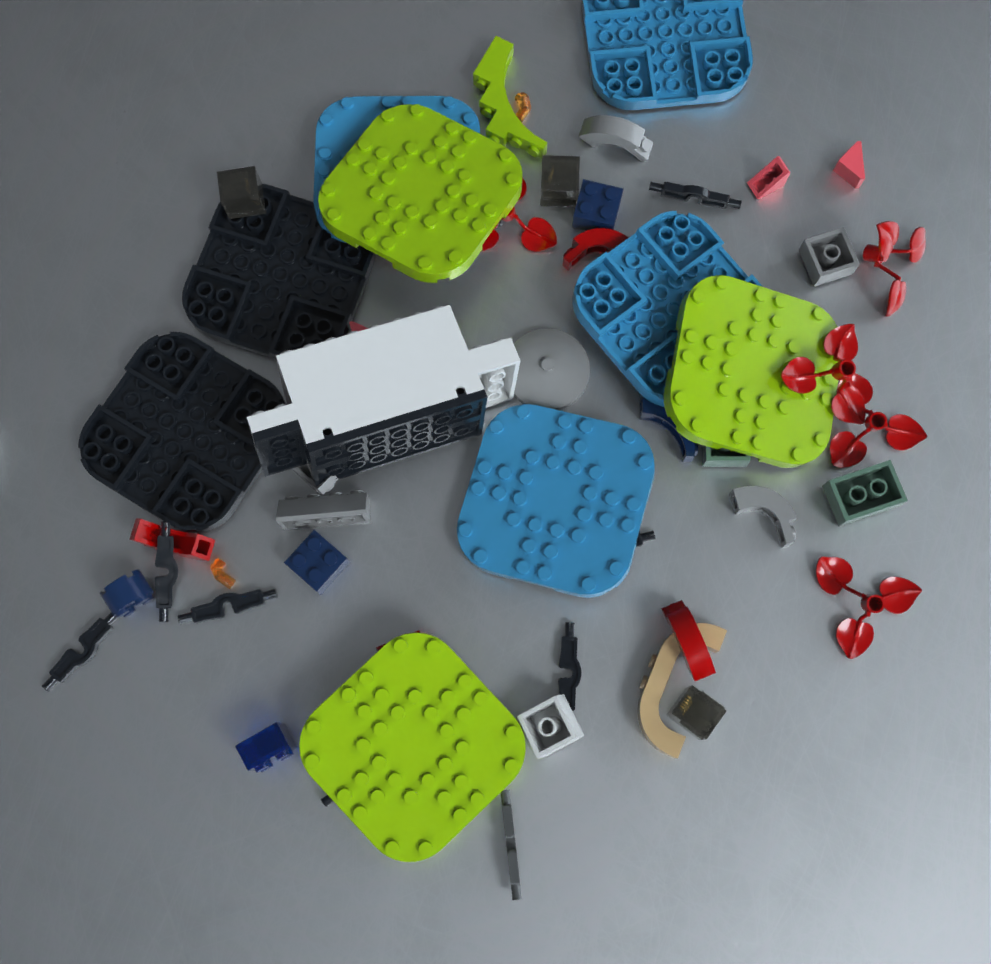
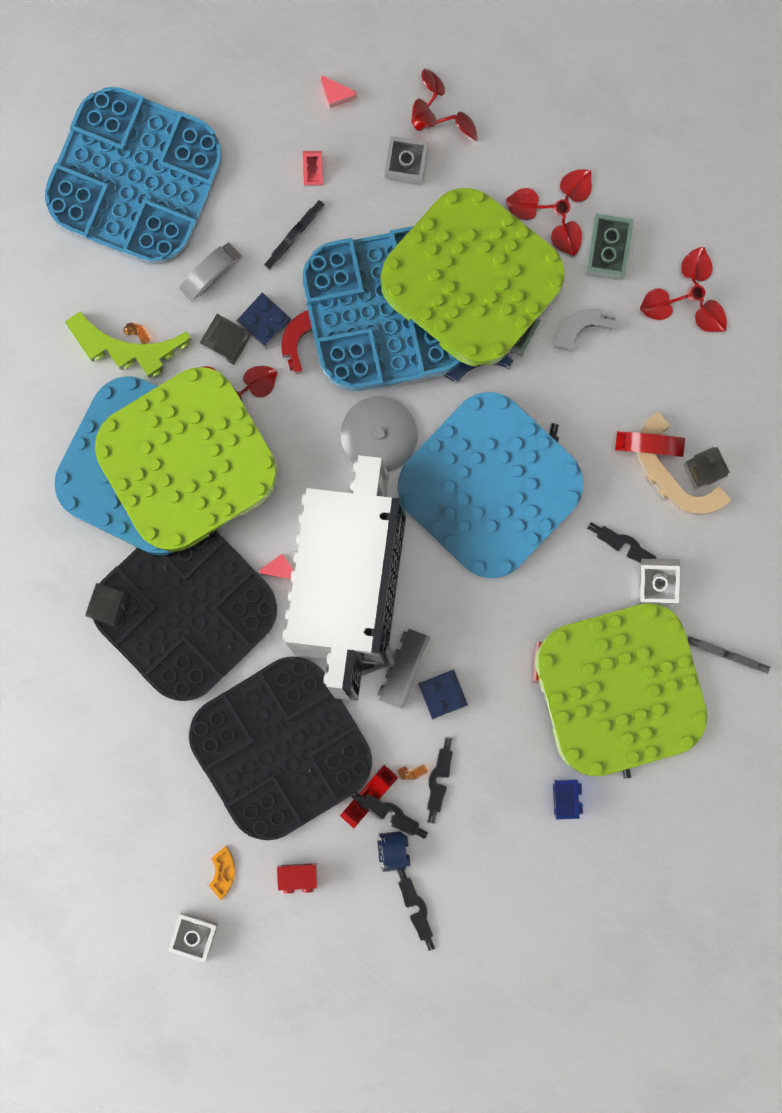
camera: 60 degrees left, 10 degrees up
(35, 442) = (224, 872): none -> light orange tile
(56, 511) = (297, 877): none -> red brick
(843, 345) = (495, 244): red plant -> none

